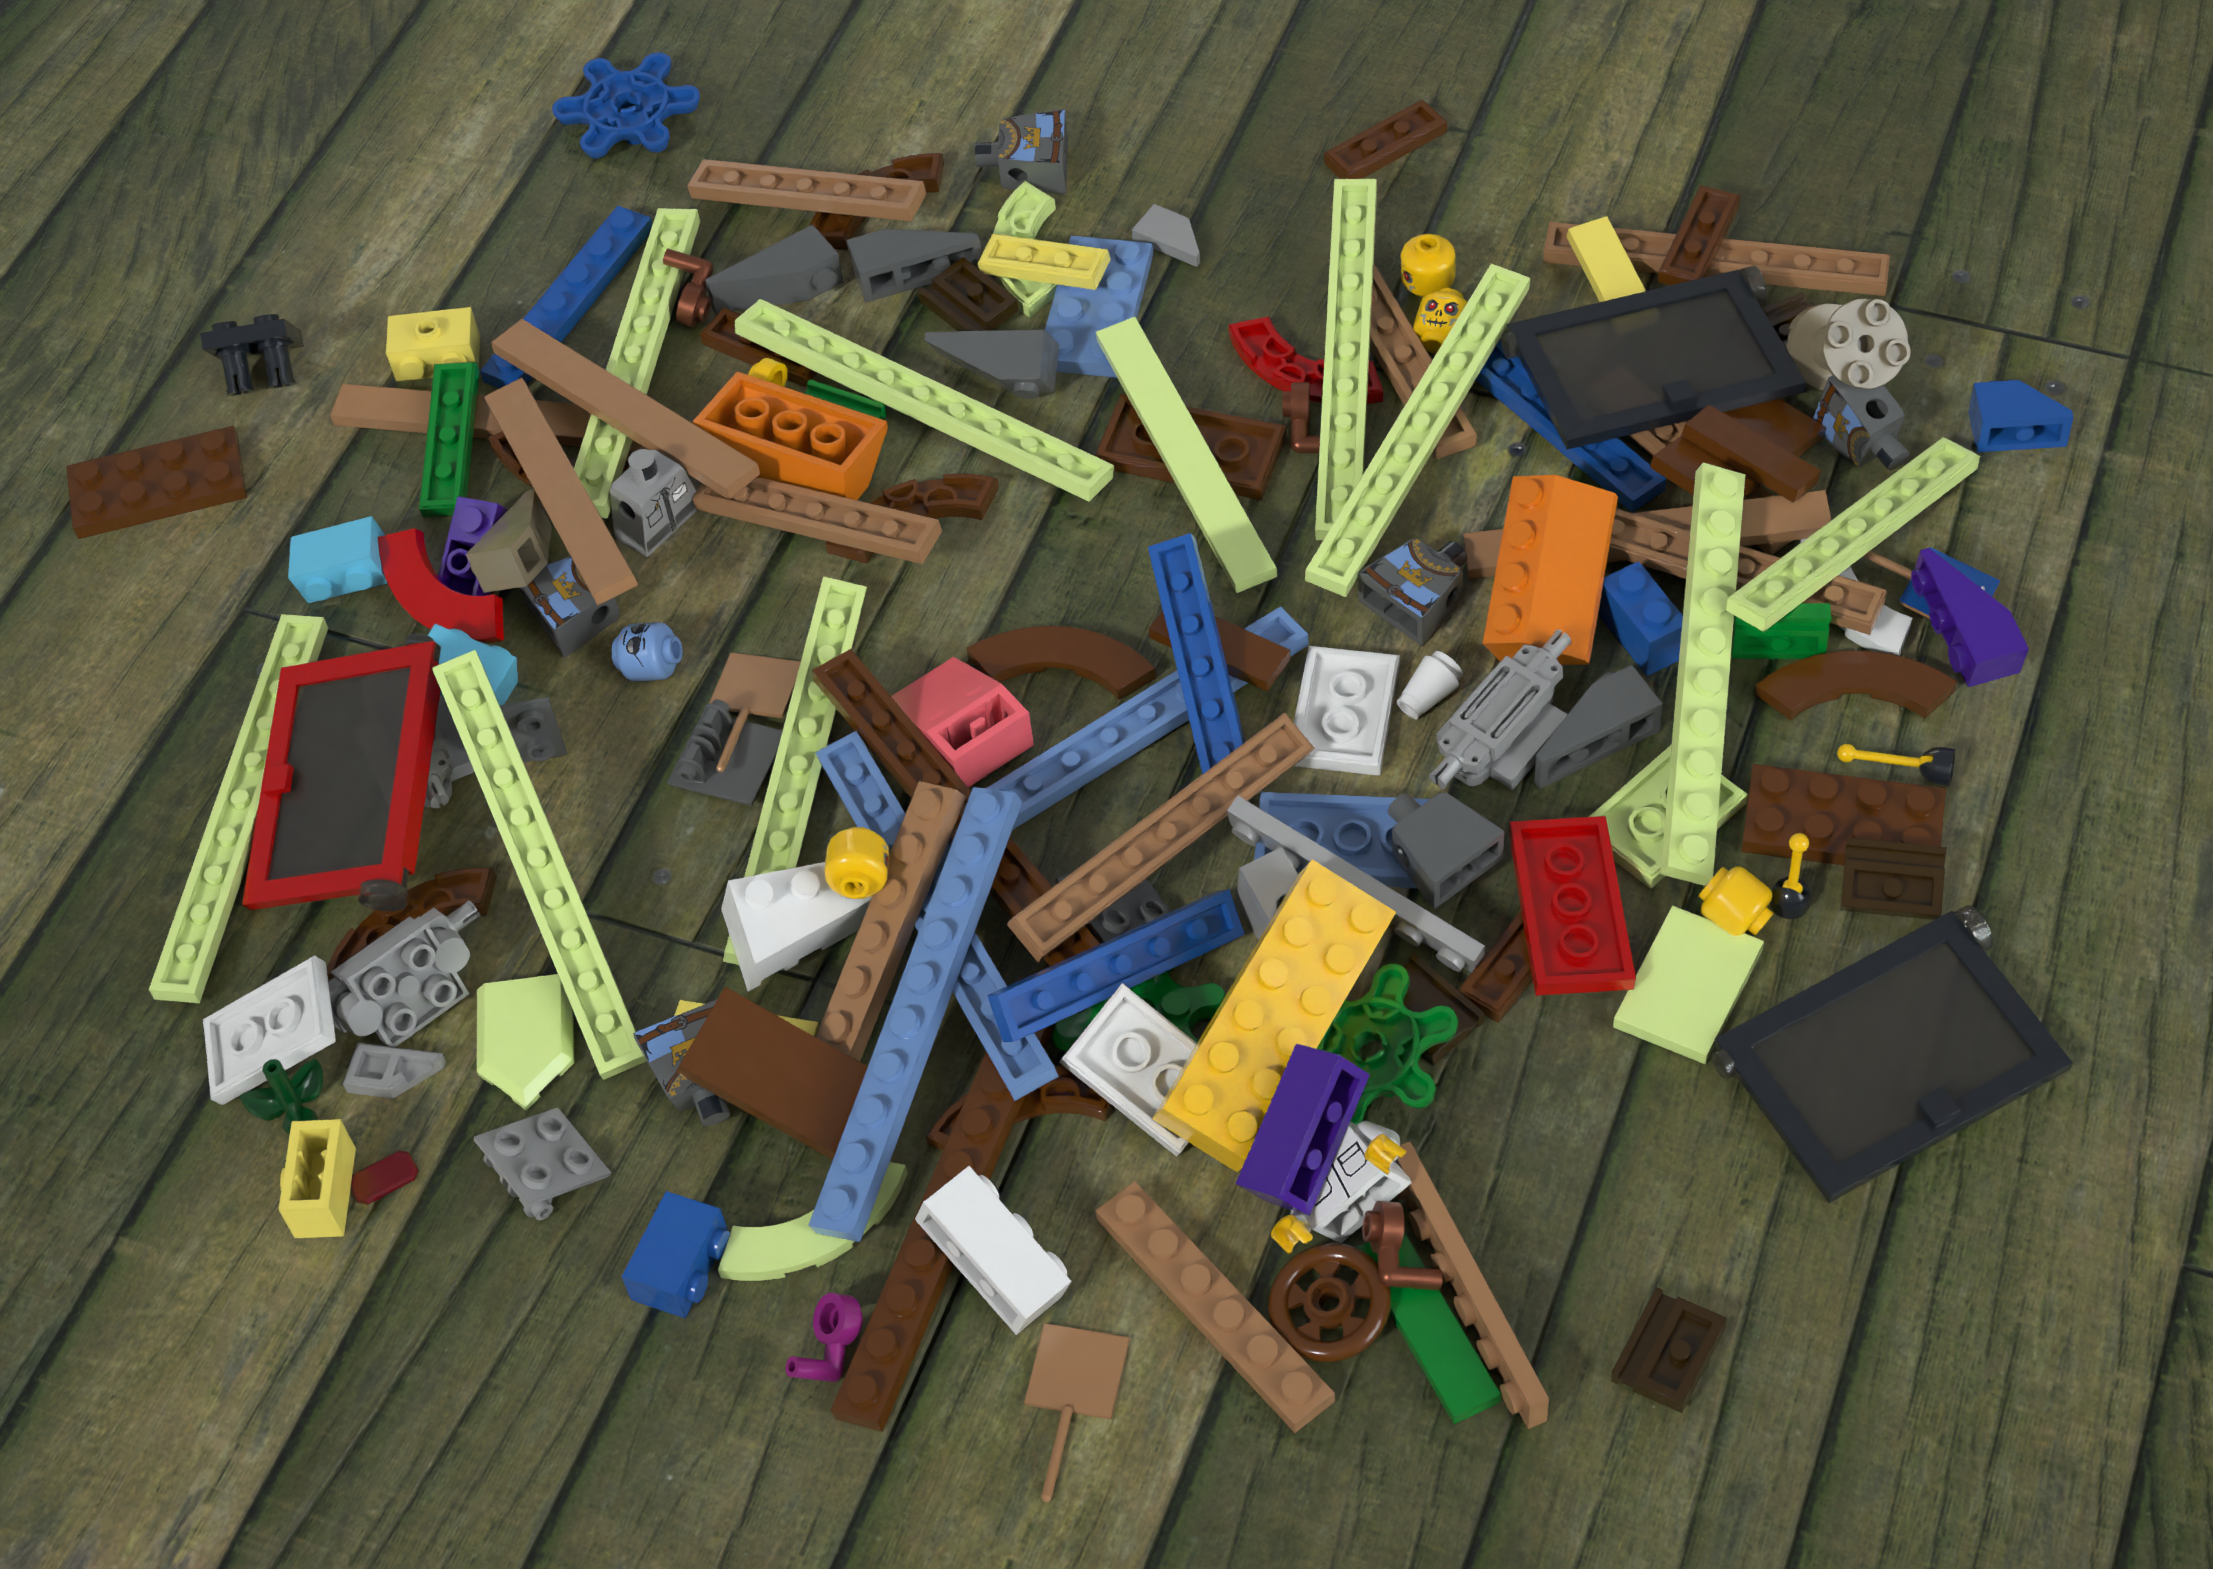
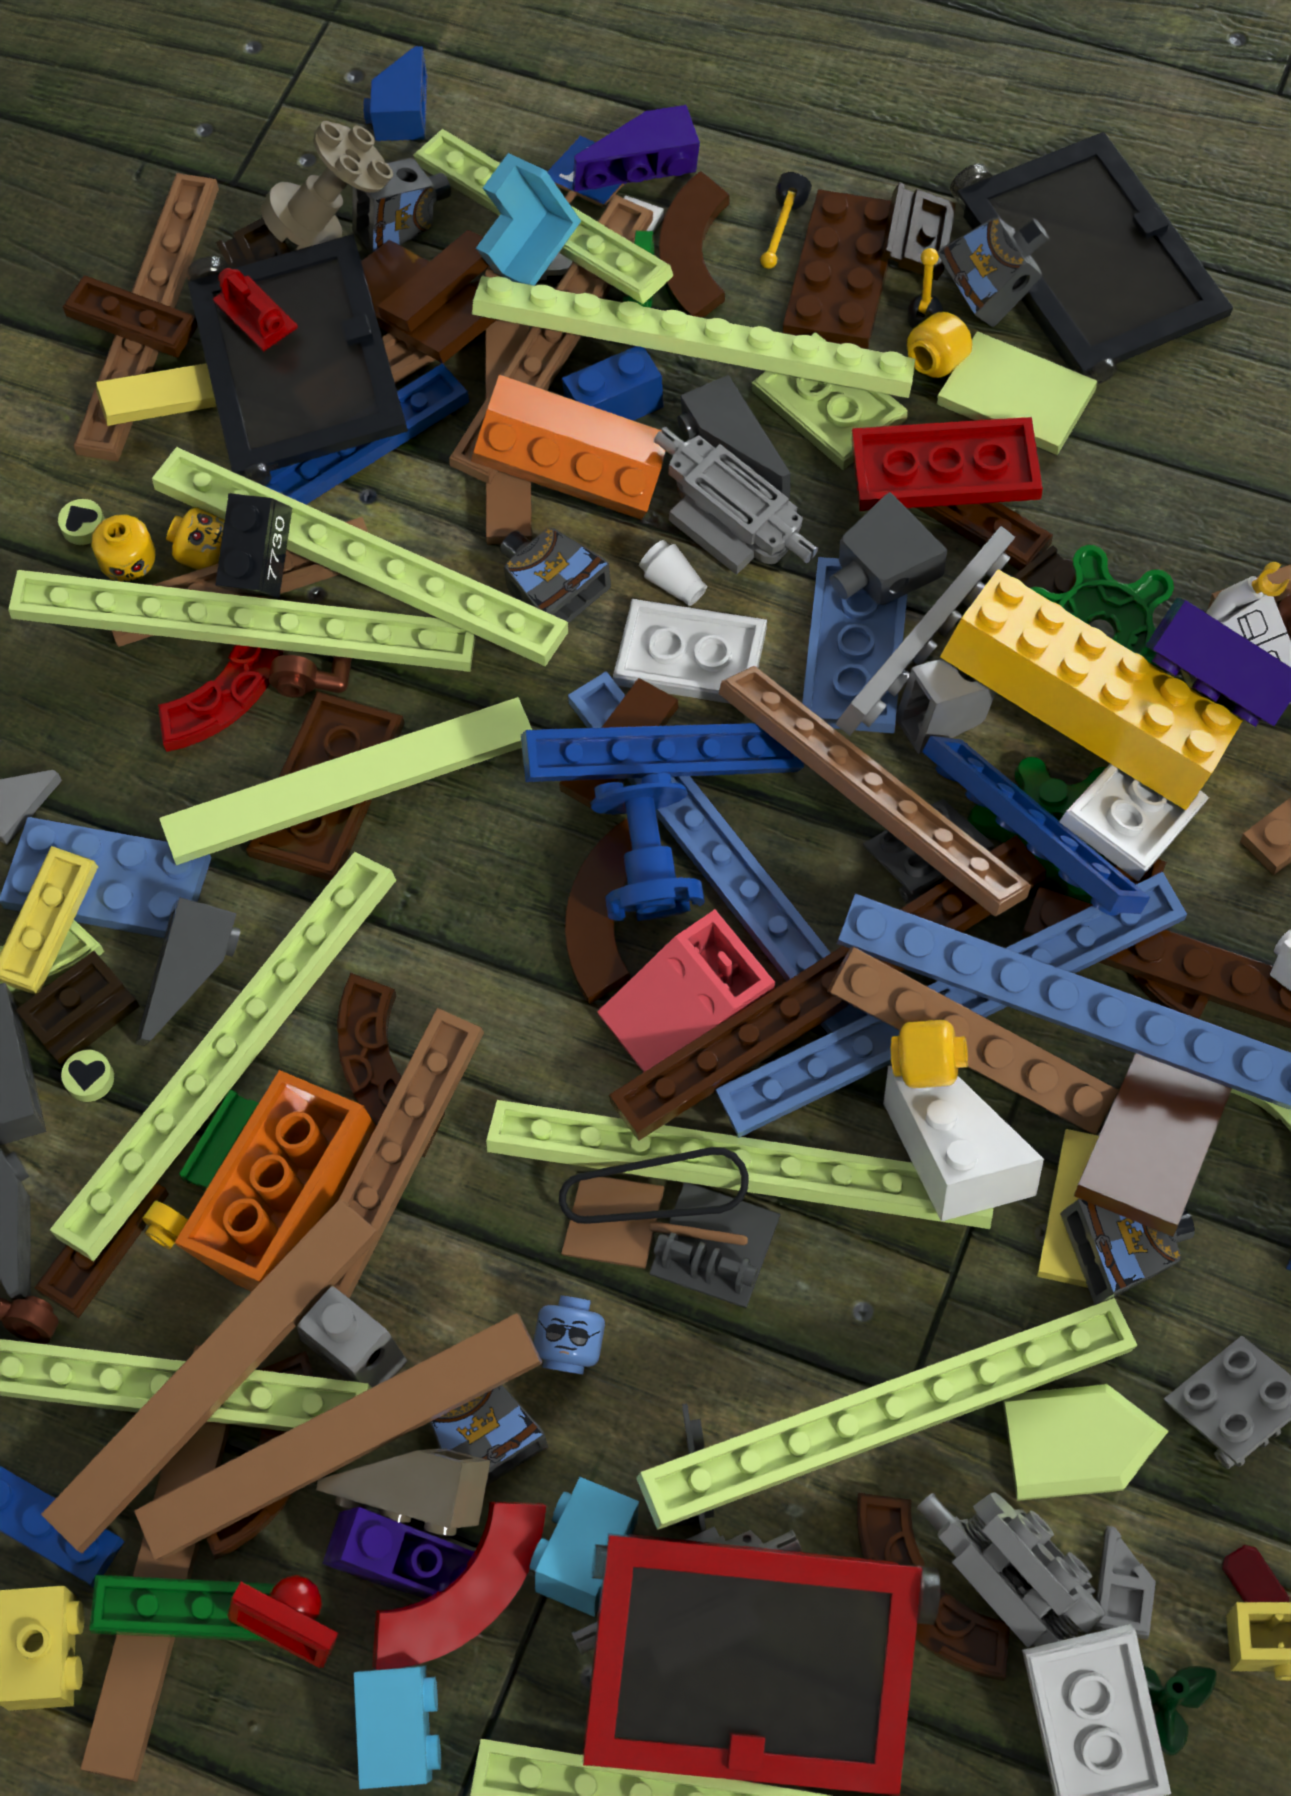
camera: 90 degrees left, 10 degrees up
(427, 480) = (286, 1618): none -> red tile
(752, 702) = (650, 1163): none -> black piece
(909, 317) = (87, 1075): none -> yellowish green tile
(1081, 666) = (649, 867): none -> blue piece
(1409, 336) = (253, 545): none -> black brick
(1469, 240) = (79, 520): none -> yellowish green tile
(1697, 313) = (252, 309): none -> red hinge
(1815, 504) = (531, 223): none -> medium azure panel
(1834, 940) = (995, 266): none -> torso

